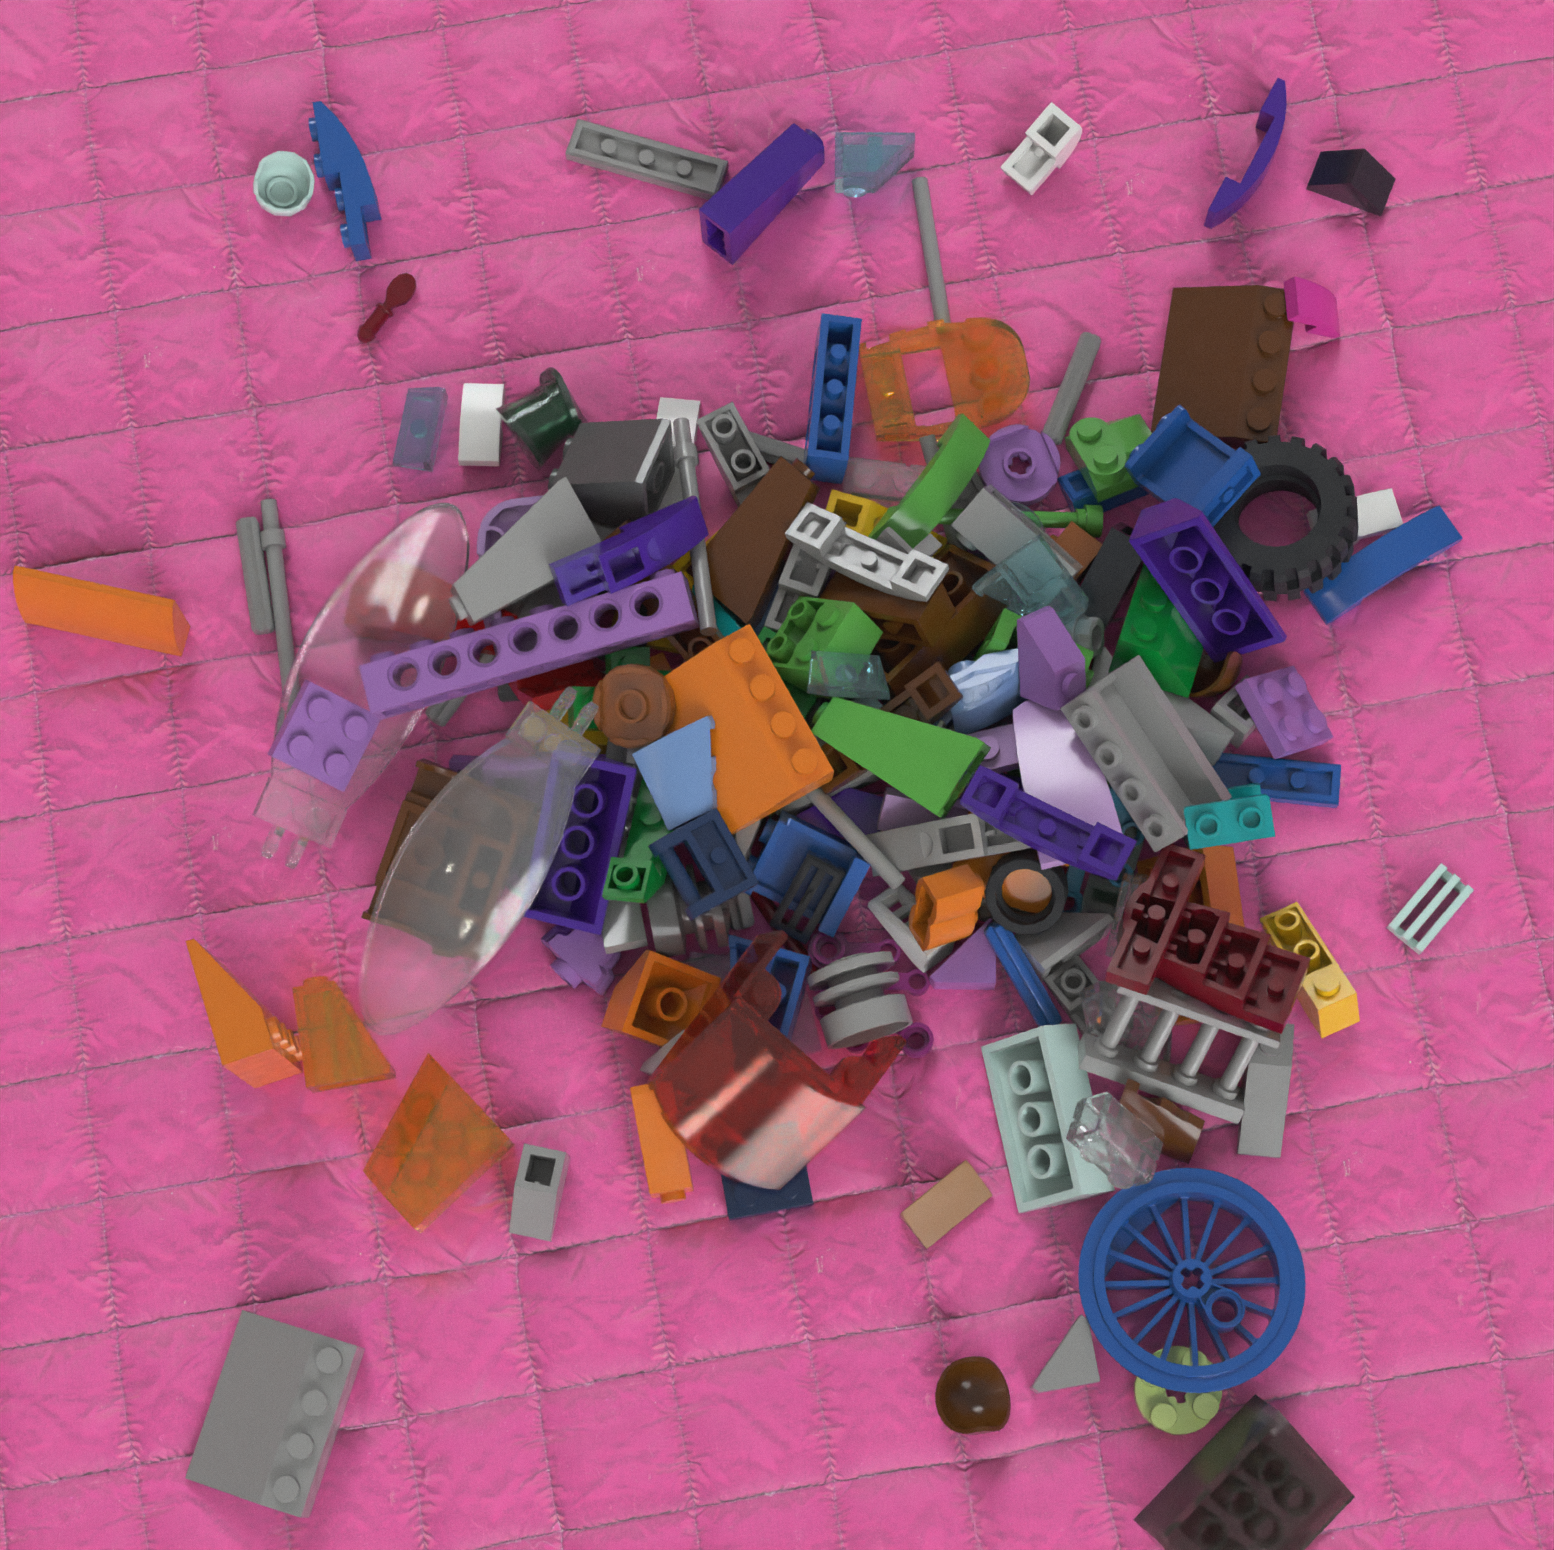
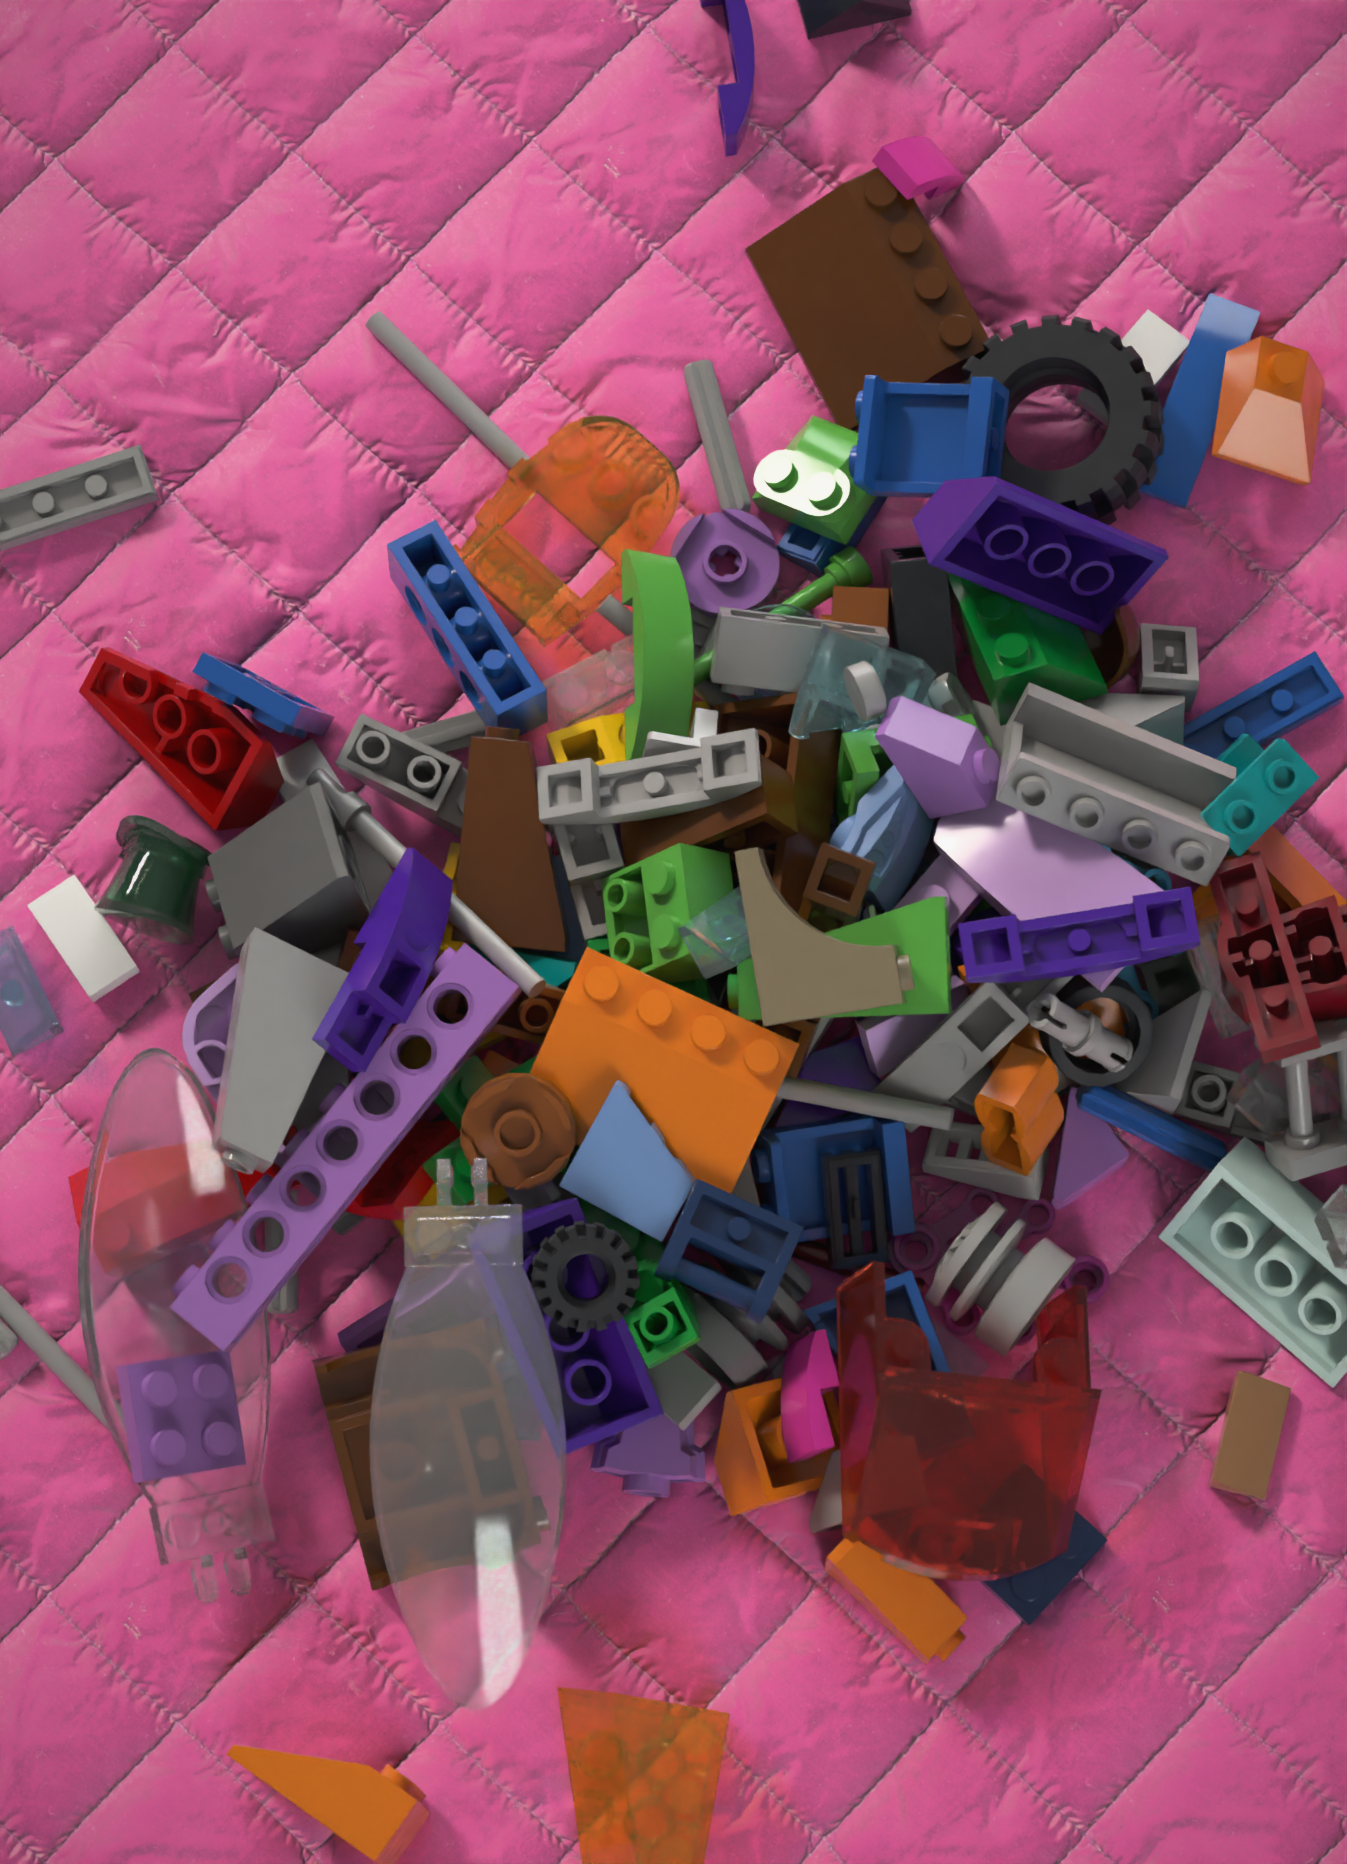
camera: 40 degrees left, 0 degrees up
(335, 1040) = (444, 1746): clear yellow slope -> none
(538, 1192) = (801, 1749): light grey slope -> none
(581, 824) = (593, 1311): none -> black tyre
(623, 350) = (188, 738): none -> red wedge
(682, 353) = (268, 701): none -> blue plate
(699, 976) = (805, 1378): none -> dark pink slope
(760, 192) = (208, 454): dark purple slope -> none
(866, 724) = (805, 970): none -> dark tan arch
(869, 160) = (300, 335): clear light blue slope -> none
(1011, 885) = (1080, 1032): none -> light grey pin
(1033, 589) = (865, 690): none -> light grey tile
(1047, 146) = (489, 191): white brick -> none
(1284, 711) = (1216, 635): medium lavender plate -> none
(1421, 600) = (1269, 409): none -> orange slope

